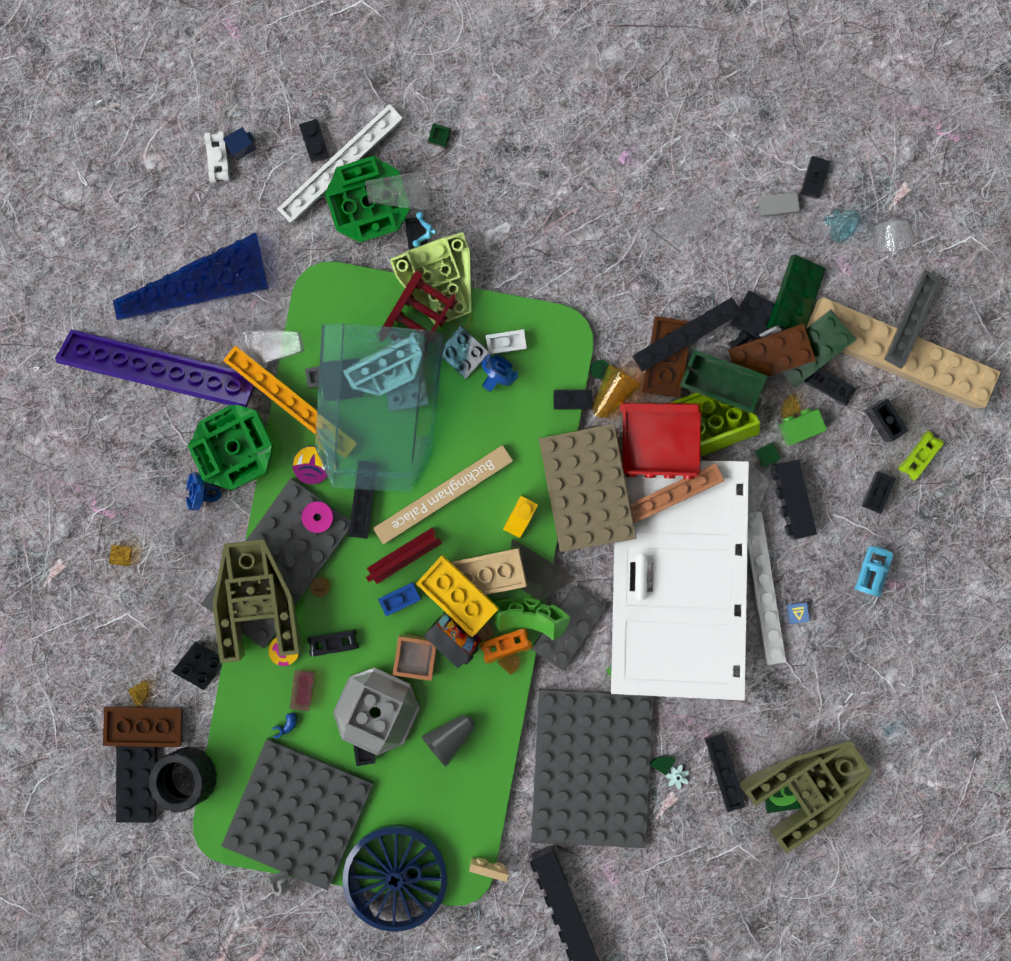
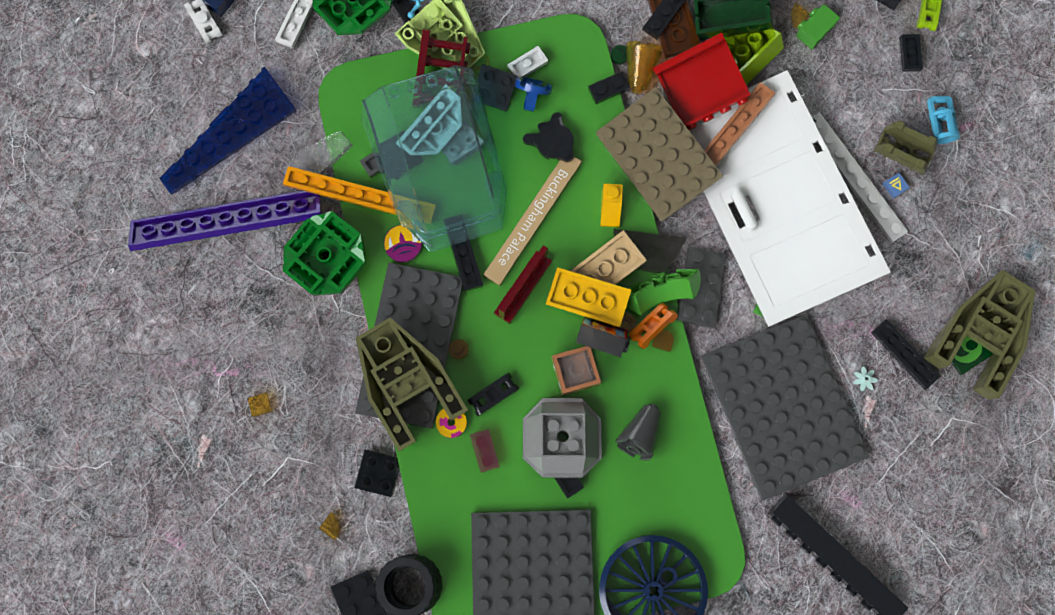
camera: 30 degrees left, 10 degrees down
(143, 726) = (348, 556): reddish brown plate -> none
(198, 491) = (306, 310): blue tile -> none
(289, 726) = (487, 491): blue arm -> none
(324, 523) = (423, 277): dark pink piece -> none
(399, 599) = (536, 327): blue plate -> none
(495, 871) = (744, 539): tan plate -> none
(496, 428) = (553, 140): none -> black tile
(663, 763) = (846, 372): dark green tile -> none
(767, 454) = (799, 63): dark green tile -> none
(794, 499) = (842, 89): black brick -> none
(832, 578) = (910, 140): none -> olive piece

